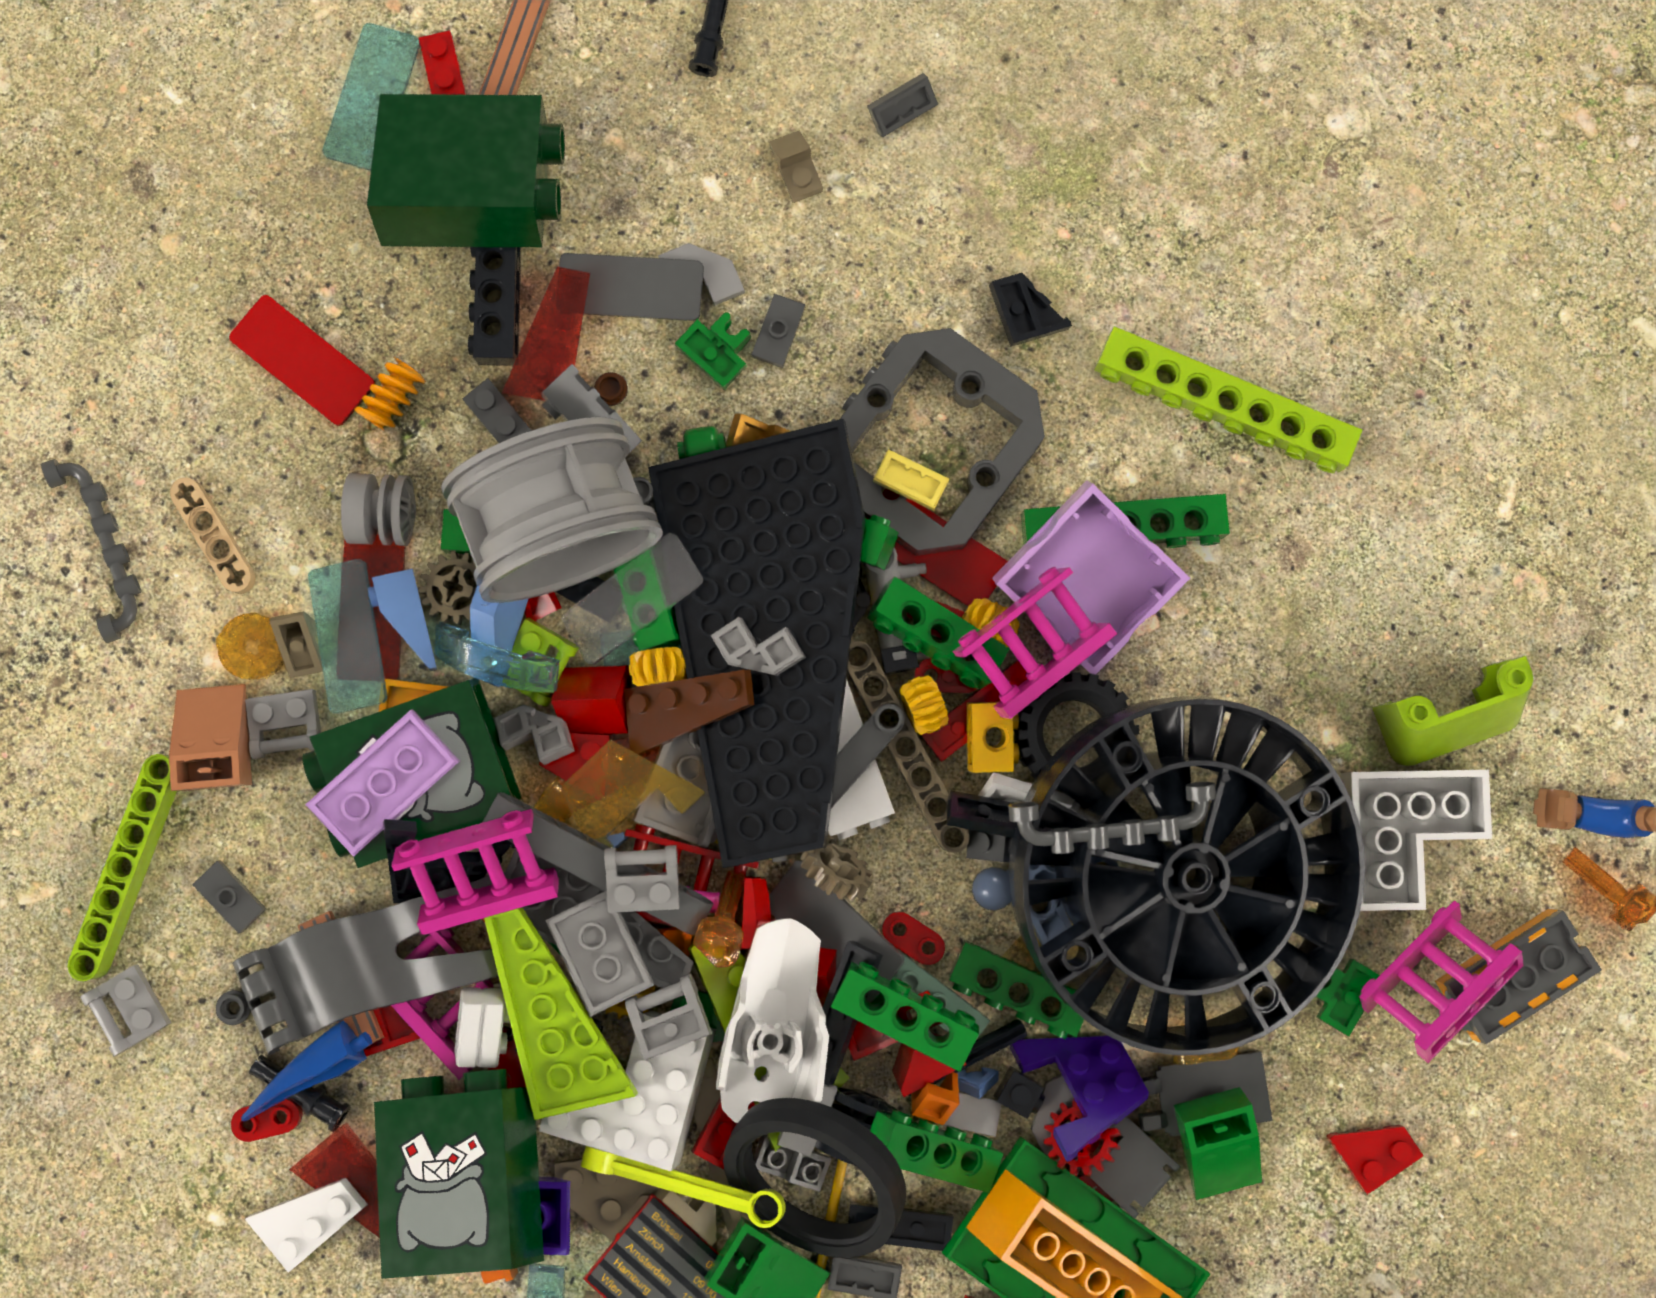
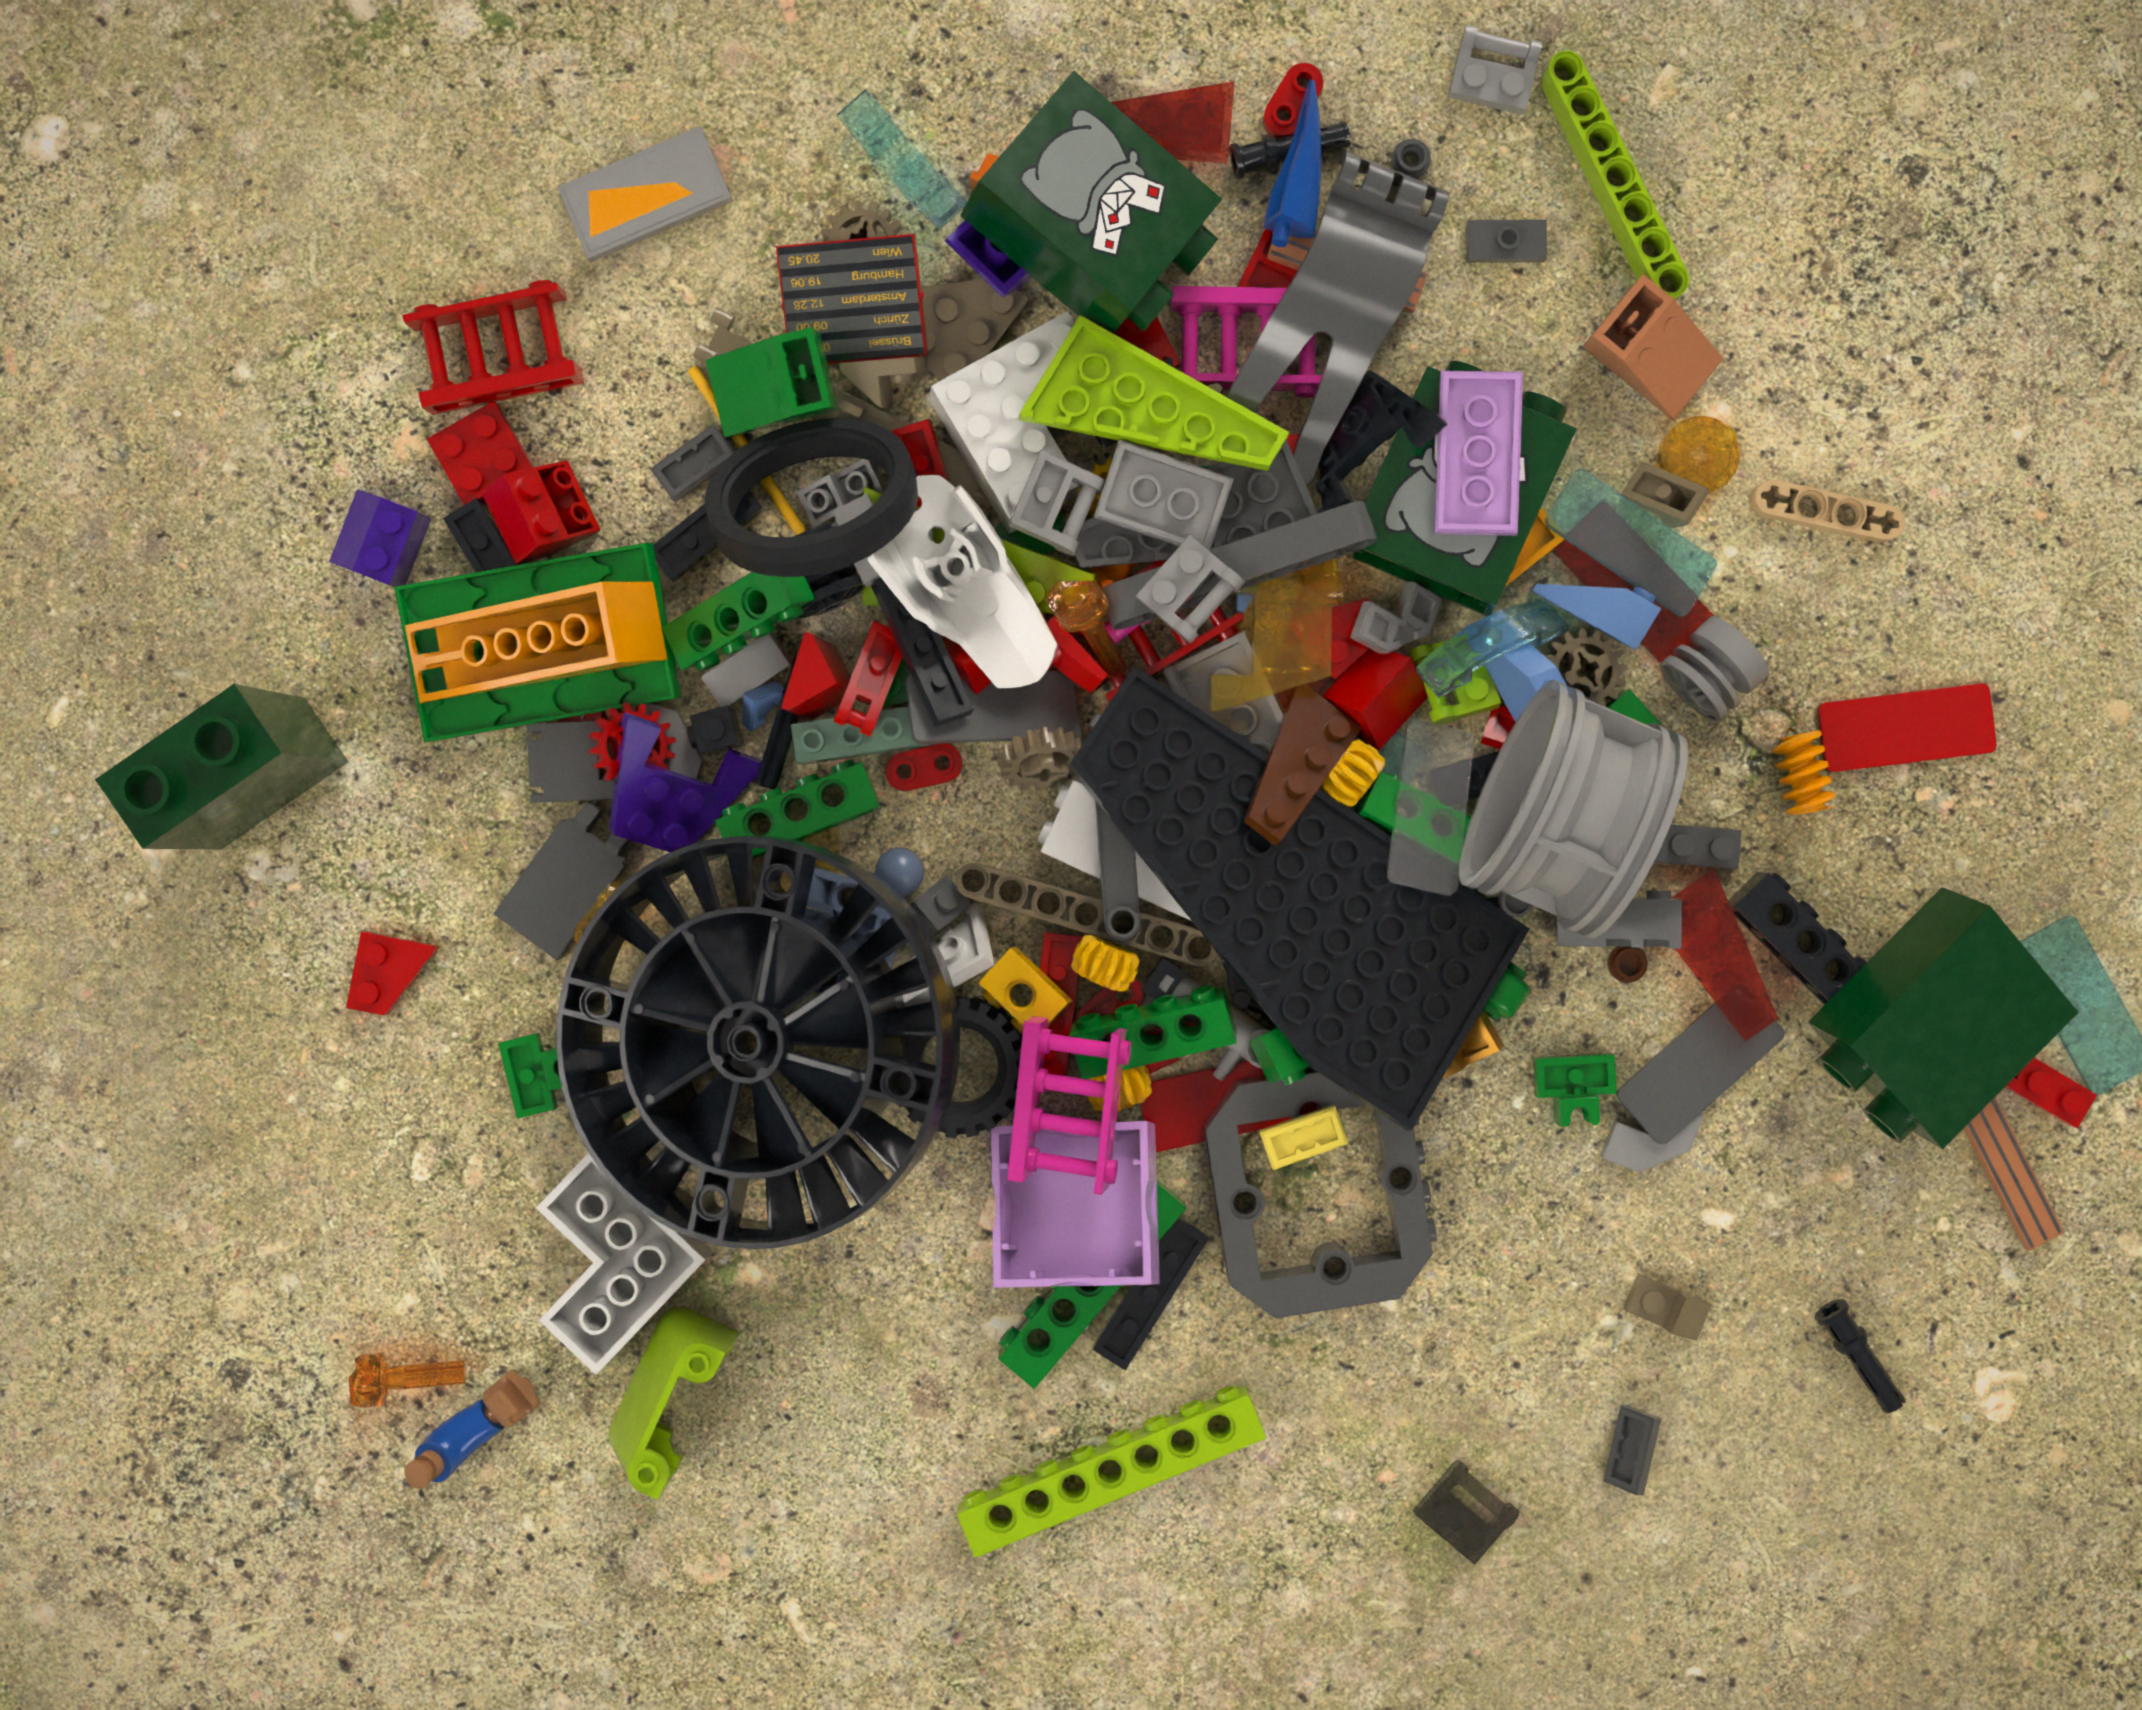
camera: 140 degrees right, 5 degrees up
(113, 554) = (1923, 427): dark grey bar -> none
(282, 712) = (1620, 425): light grey plate -> none
(304, 1223) = (1178, 52): white wing -> none
(480, 1027) = (1197, 343): white brick -> none
(487, 901) = (1308, 430): dark pink fence -> none
(682, 1183) = (911, 386): neon yellow piece -> none
(768, 657) = (1270, 874): light grey tile -> none
(778, 330) = (1539, 1152): dark grey plate -> none
(936, 1102) = (774, 654): orange panel -> none
(948, 1049) = (845, 690): green brick -> none
(981, 814) = (964, 924): black plate -> none
(1024, 310) = (1352, 1377): black wing -> none
(1048, 162) = (1457, 1521): none -> clear smoke plate
(1109, 477) = (1145, 1303): none -> black plate
(1131, 831) = (836, 1025): dark grey bar -> none
(1220, 1142) = (518, 853): green slope -> none
(1453, 1013) = (432, 1145): dark pink fence -> none
(1550, 970) = (411, 1226): dark grey piece -> none

